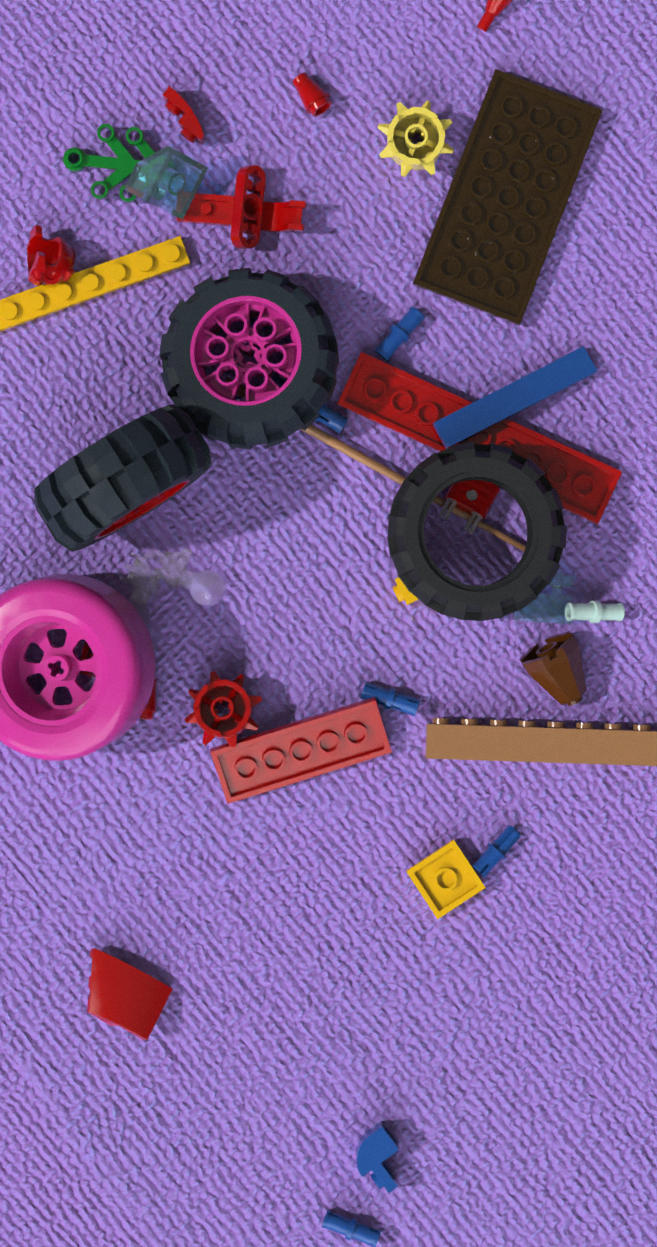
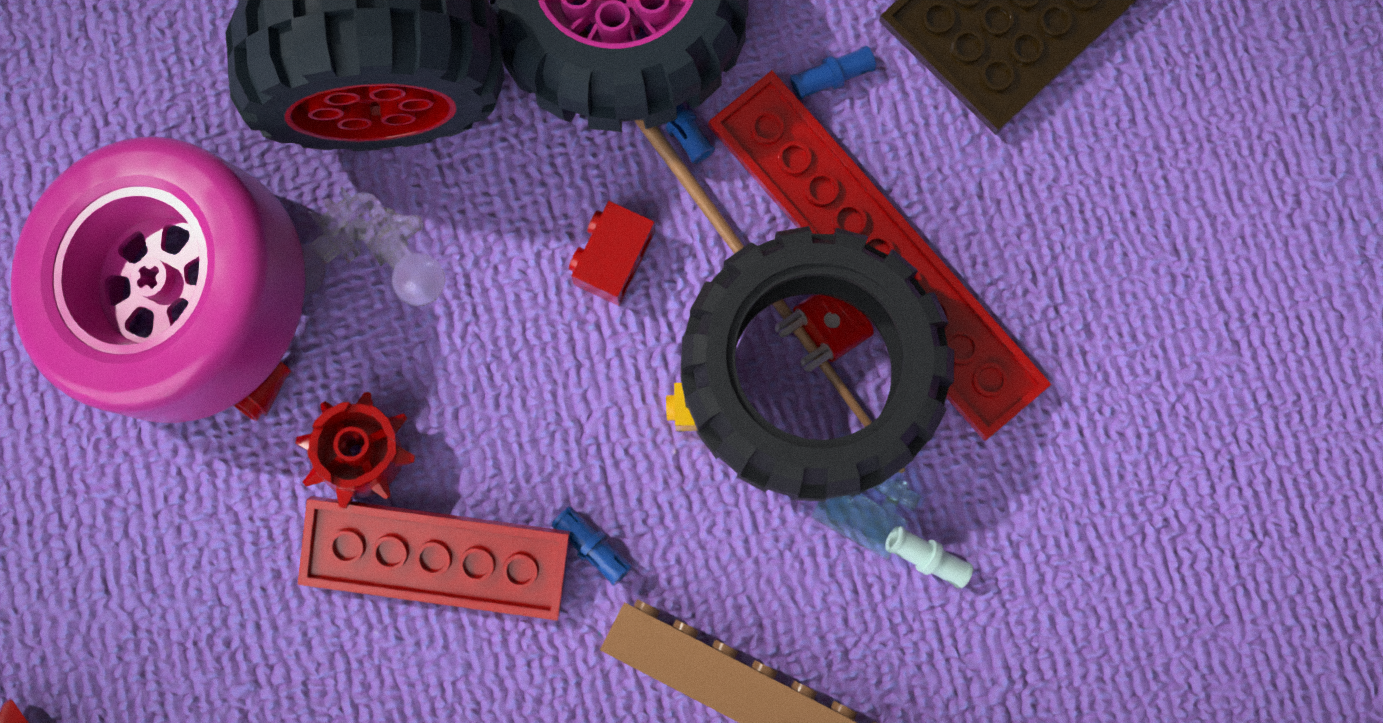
camera: 30 degrees right, 10 degrees down
(317, 515) = (612, 253): none -> red brick
(515, 397) = (953, 219): blue tile -> none
(557, 668) = (843, 612): reddish brown cone -> none

